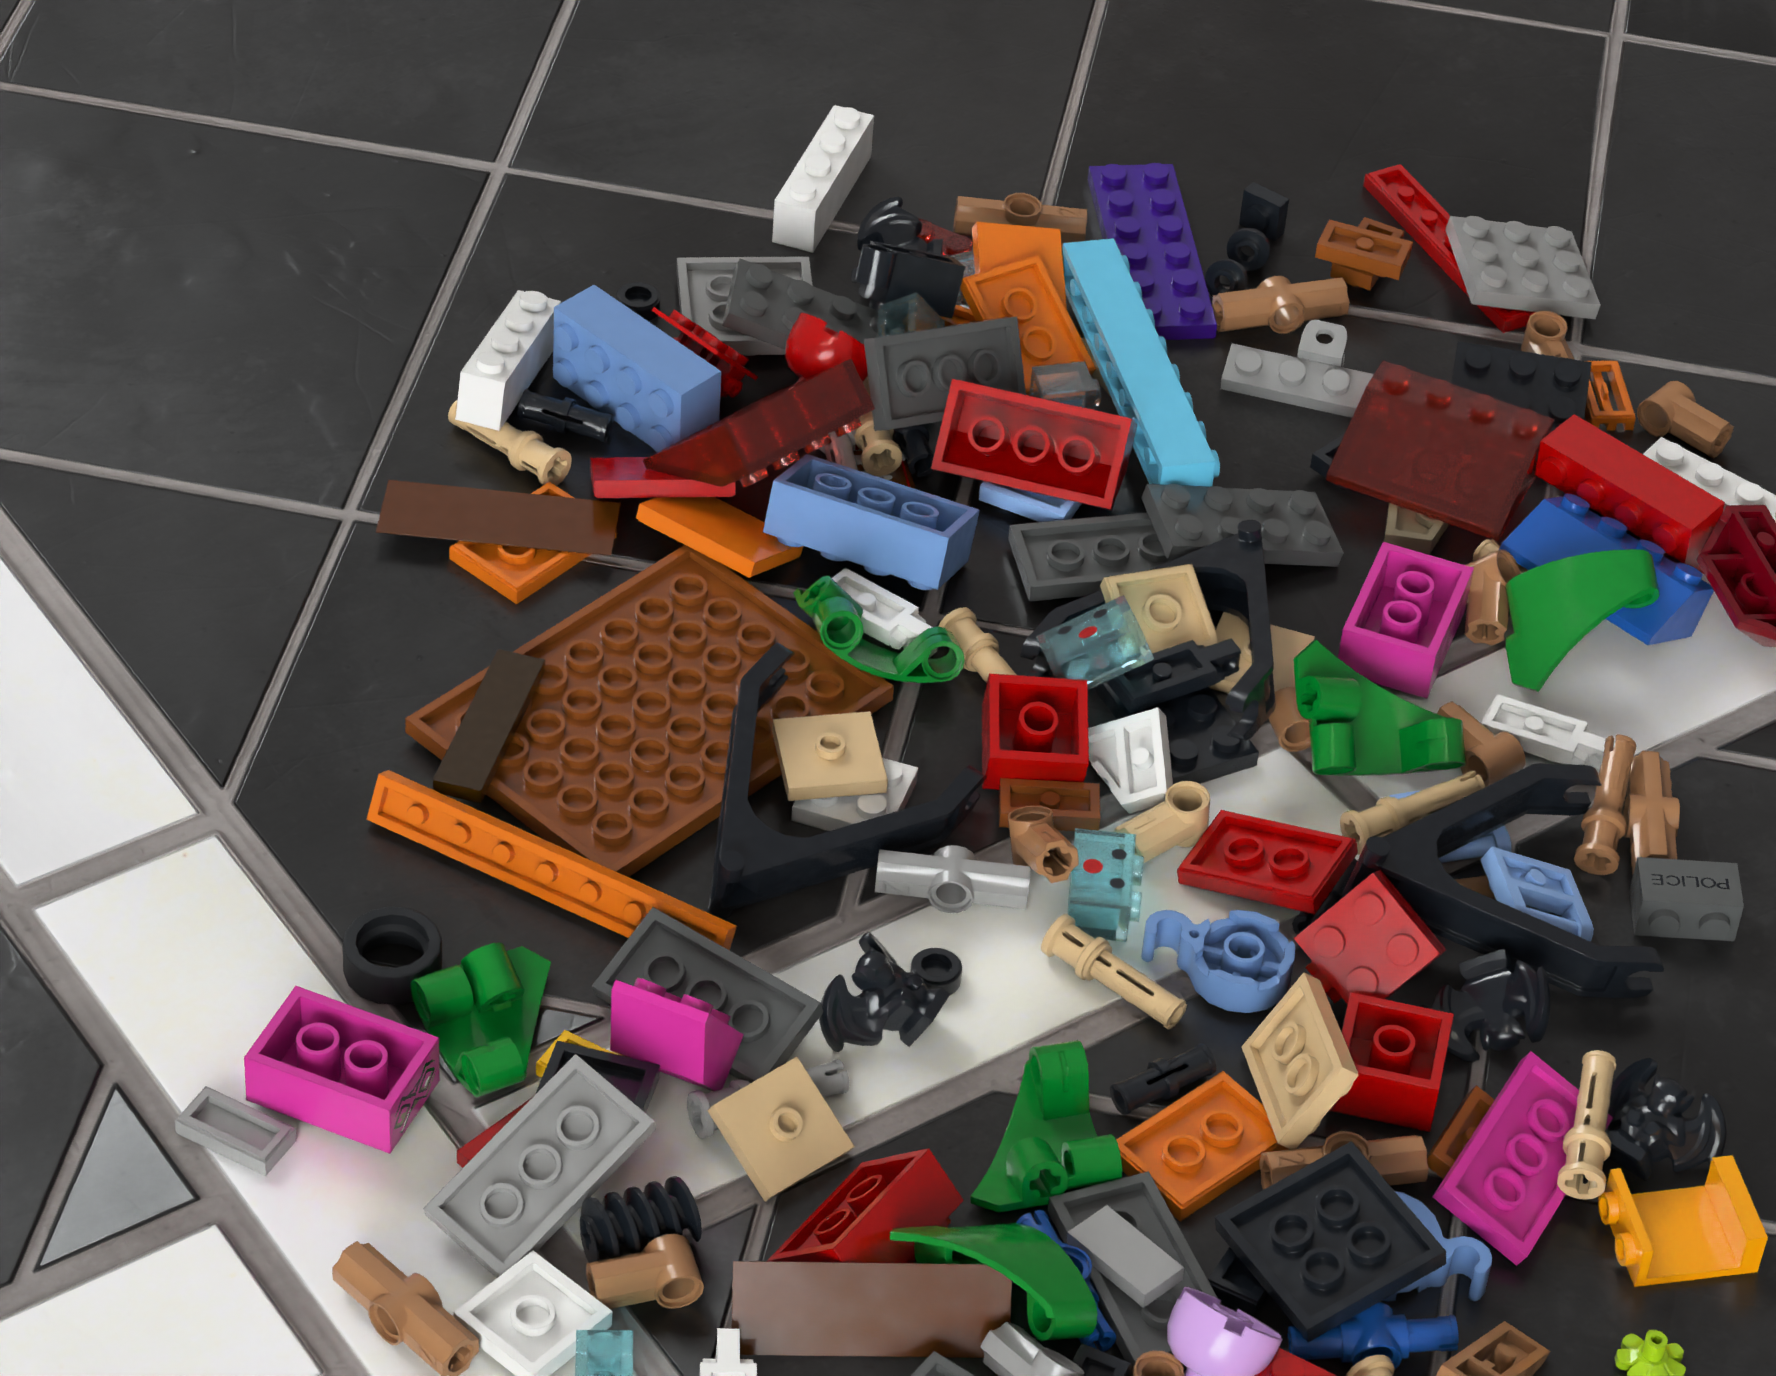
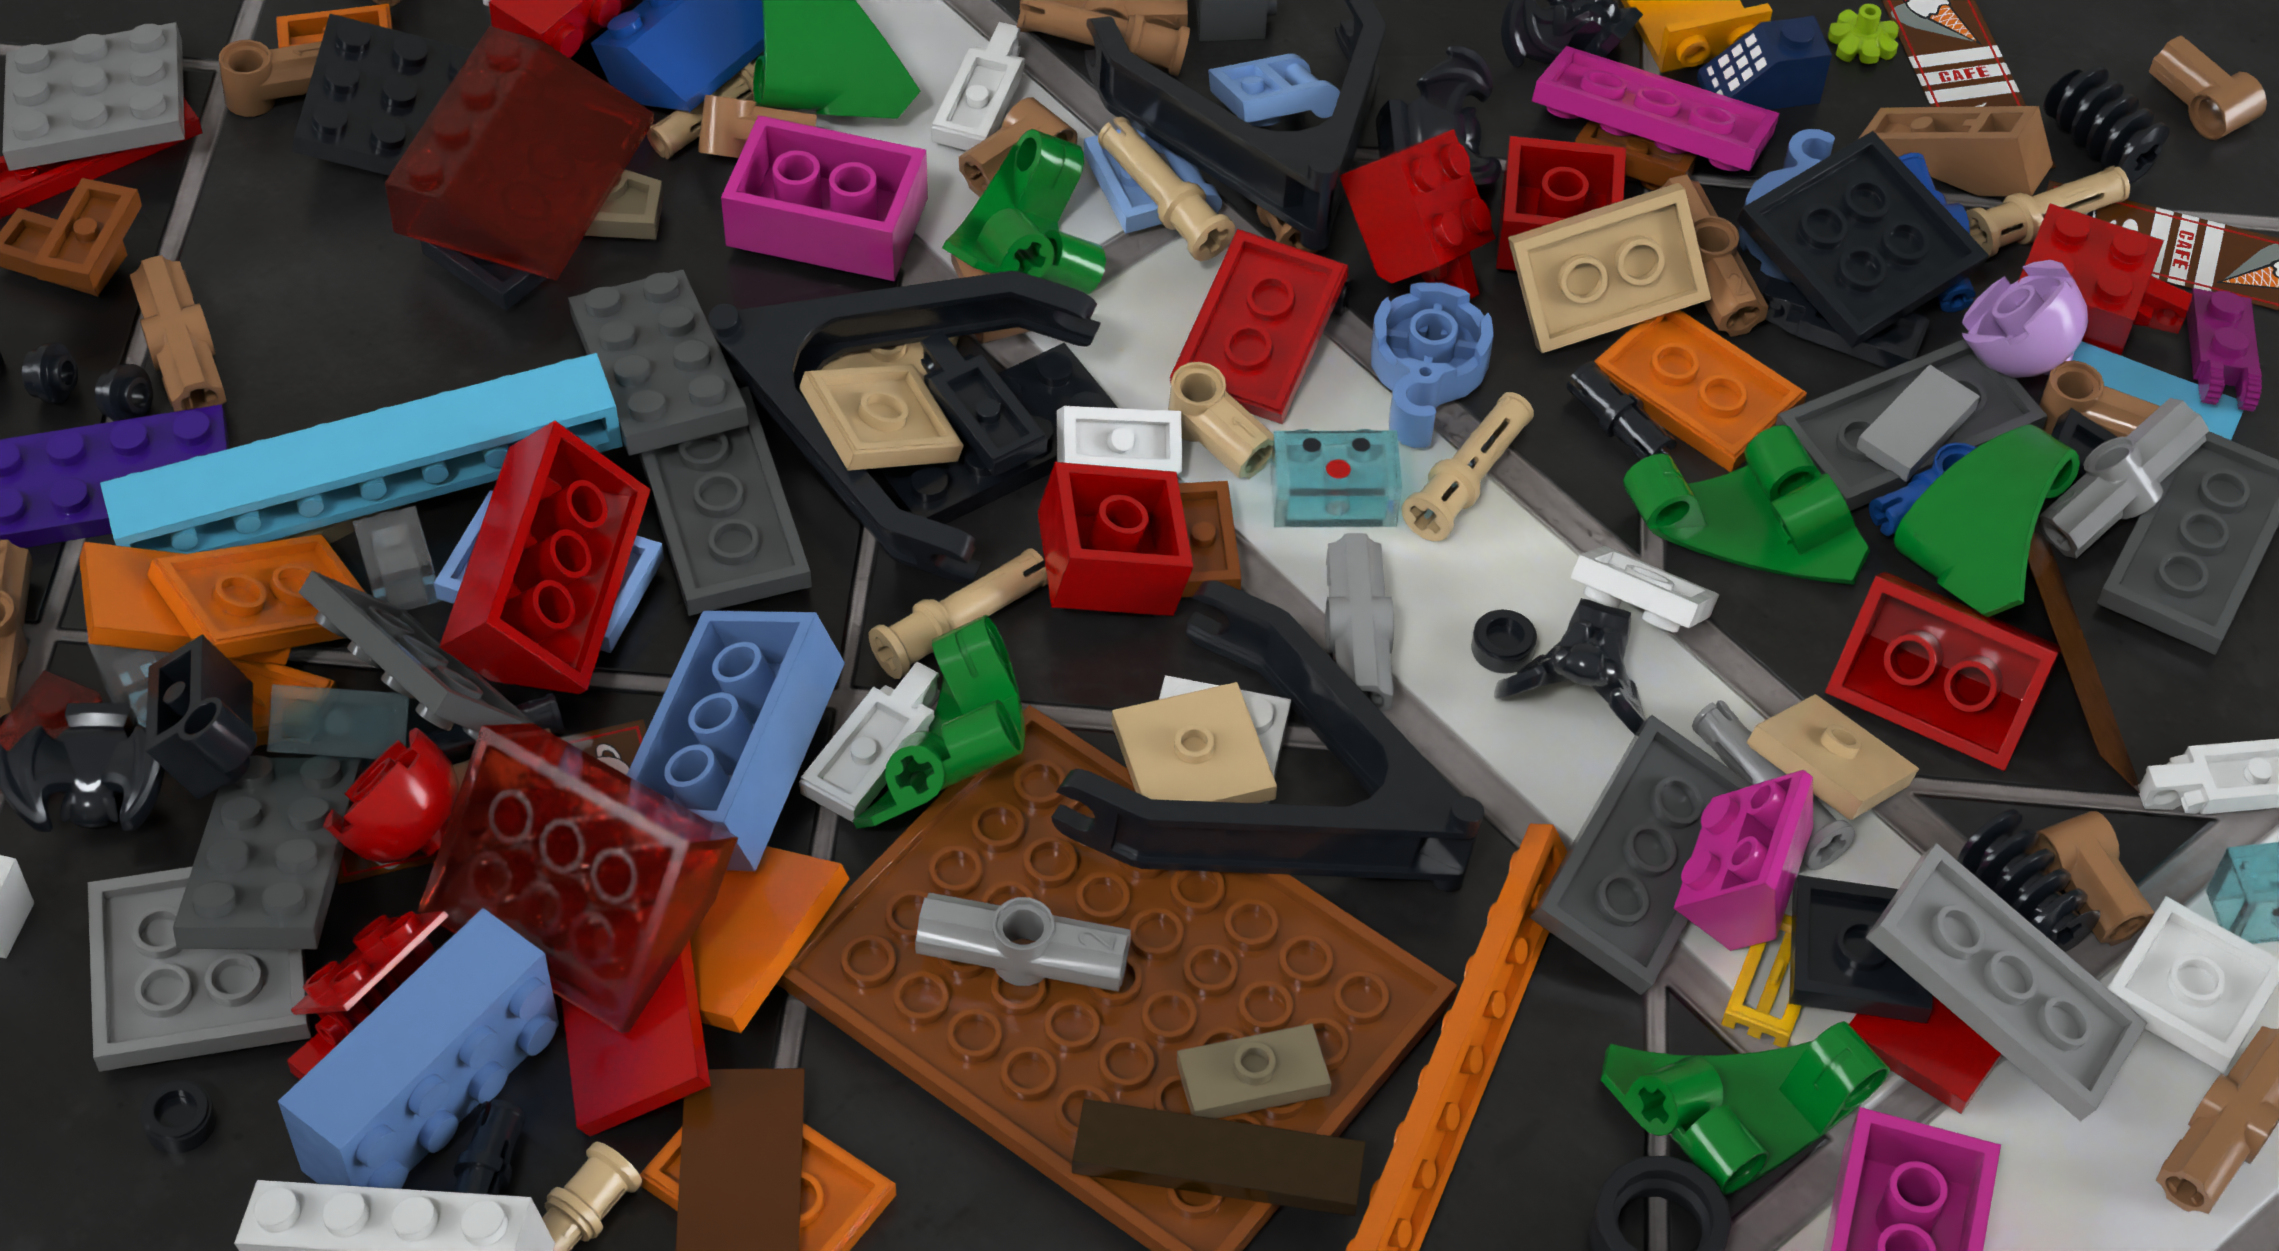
camera: 95 degrees left, 10 degrees up
(552, 751) = (1254, 1072): none -> dark tan plate
(673, 641) = (984, 936): none -> light grey piece
(959, 1037) = (1663, 596): none -> white plate
(1040, 844) = (1310, 524): medium nougat piece -> none
(1096, 644) = (979, 463): clear light blue brick -> none
(1310, 380) = (329, 303): light grey plate -> none
(1586, 1266) = (1772, 65): none -> dark blue slope
(1587, 1141) = (1635, 50): tan pin -> none

